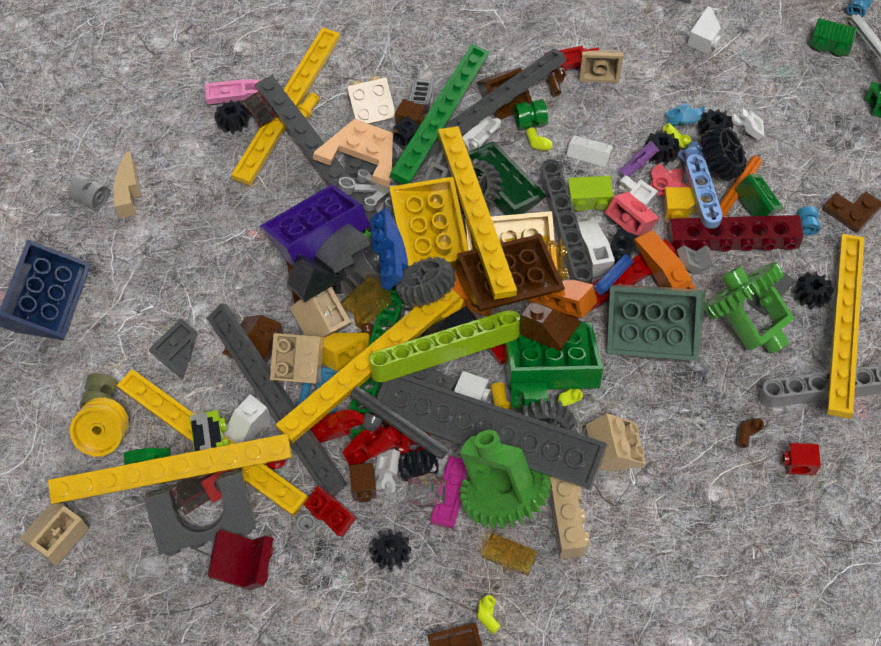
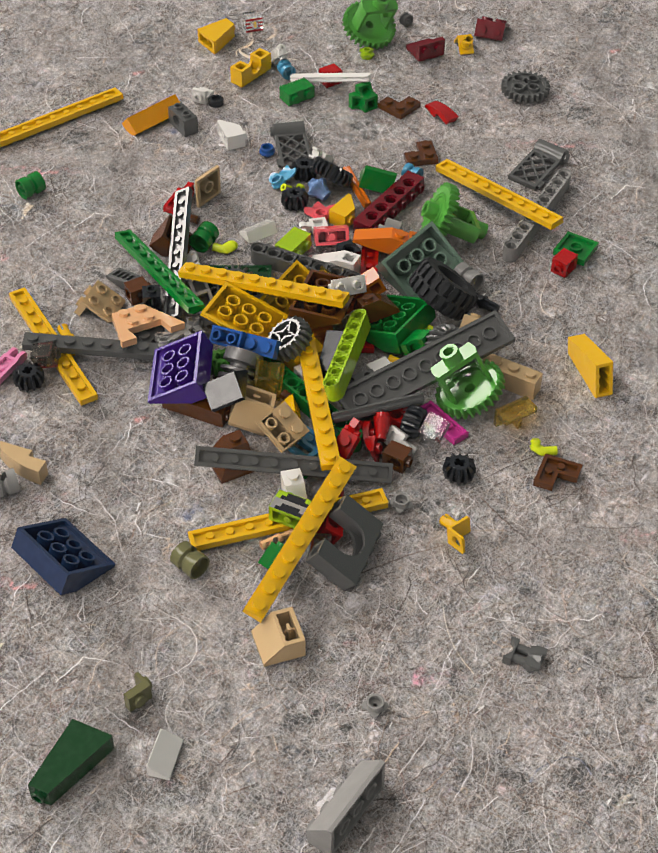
camera: 55 degrees left, 15 degrees down
(99, 427) = (224, 564): yellow wheel -> none
(174, 444) = (279, 537): none -> light nougat pin
(176, 347) = (193, 502): dark grey wing -> none
(240, 560) = (402, 541): dark red bracket -> none
(302, 601) = (456, 530): none -> yellow bracket
(330, 510) = (404, 483): red slope -> none
(339, 247) = (223, 358): dark grey slope -> none
(371, 422) = (366, 419): dark grey hinge -> none
(534, 283) = (352, 284): none -> white hinge
(602, 371) = (443, 289): none -> black tyre
(613, 274) = (370, 260): blue axle -> none
(639, 159) = (294, 220): medium lavender pin -> none
(653, 586) = (592, 364): none -> yellow slope
(665, 417) = (484, 302): none -> black axle
(685, 379) = (471, 275): none -> light grey wheel
(705, 190) = (367, 200): light blue beam -> none
(716, 75) = (267, 150): none -> blue plate
(748, 429) = (523, 275): reddish brown arm -> none
(756, 70) = (290, 131): none -> dark grey piece
(813, 290) = (466, 196): black gear -> none
(842, 456) = (578, 244): none -> green plate

